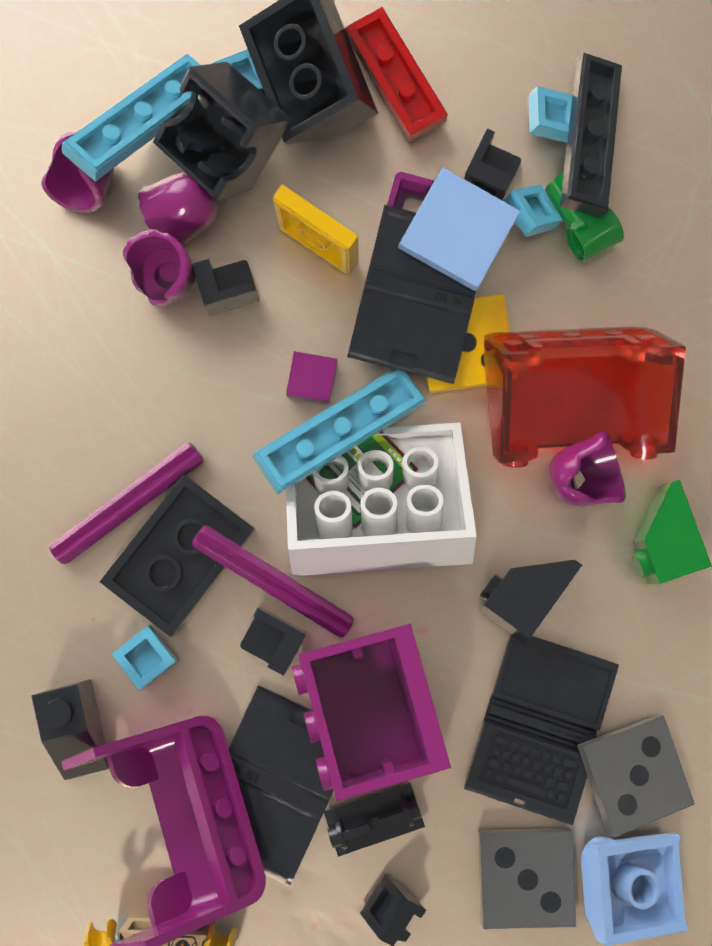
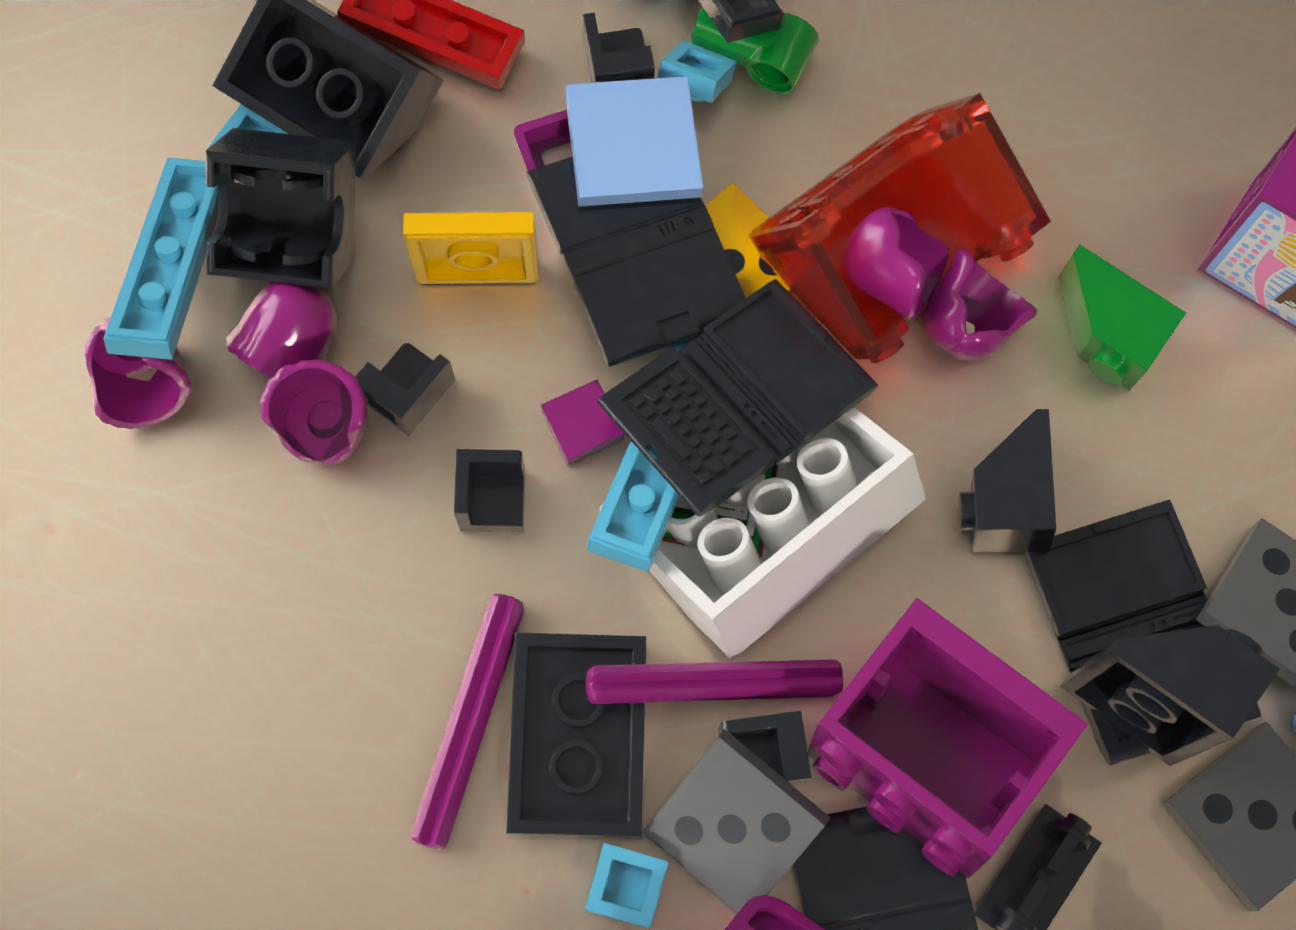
camera: 40 degrees left, 10 degrees down
(226, 669) = (735, 823): none -> dark grey tile
(227, 381) = (489, 490): none -> black panel
(404, 428) = (737, 397): none -> black piece
(524, 788) = (1175, 688): none -> black slope
(559, 412) = (895, 260): none -> magenta hair

